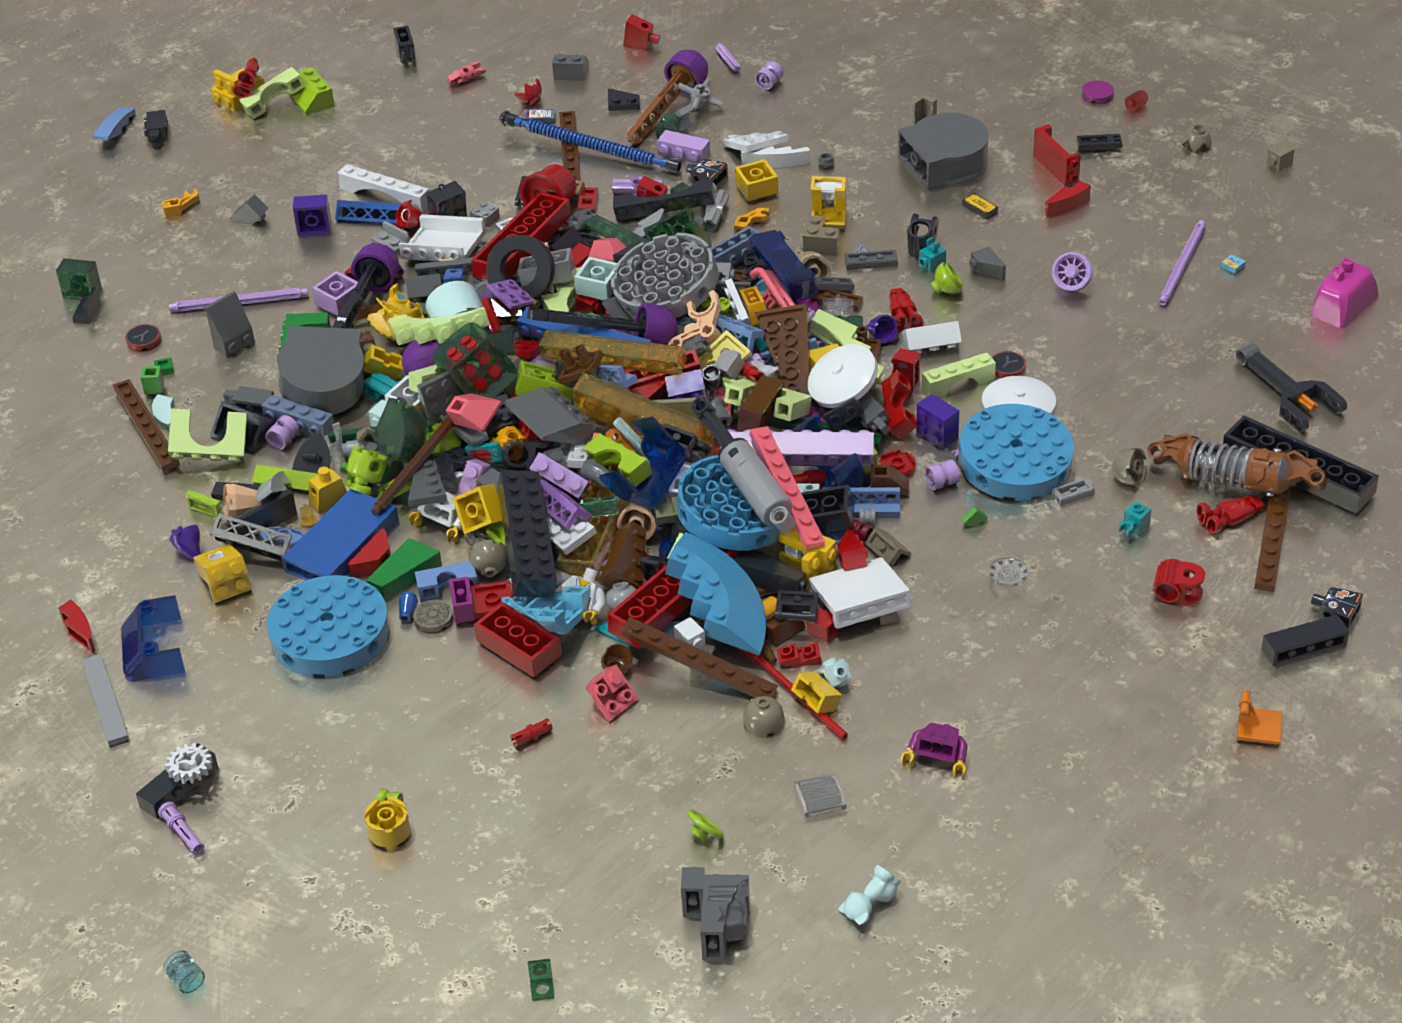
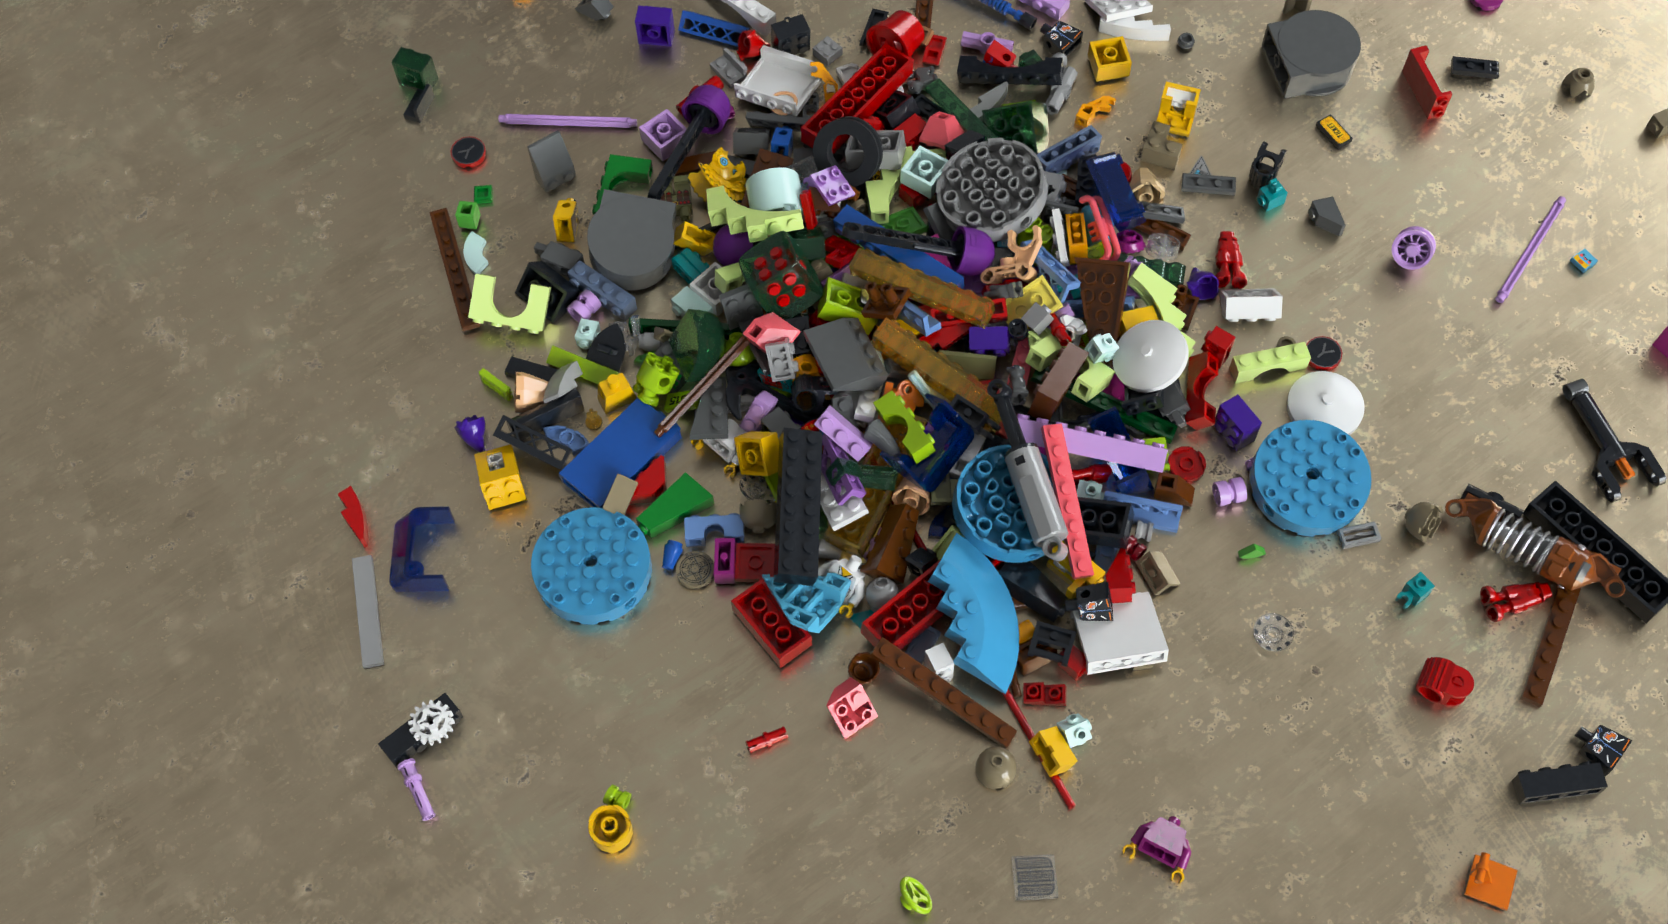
camera: 10 degrees right, 20 degrees up
(252, 365) = (566, 211): none -> yellow torso
(287, 451) = (586, 333): none -> light aqua brick
(347, 561) = (620, 494): none -> dark tan slope
(485, 225) = (826, 77): none -> light orange piece
(487, 427) = (781, 360): none -> light grey bracket
(563, 495) = (843, 466): none -> clear green bracket
(795, 377) = (1101, 348): none -> light aqua brick
(828, 566) = (1092, 602): none -> black torso
(947, 280) = (1281, 231): lime piece -> none
(1067, 199) = (1427, 141): red slope -> none
(1136, 100) = (1525, 17): clear red brick -> none

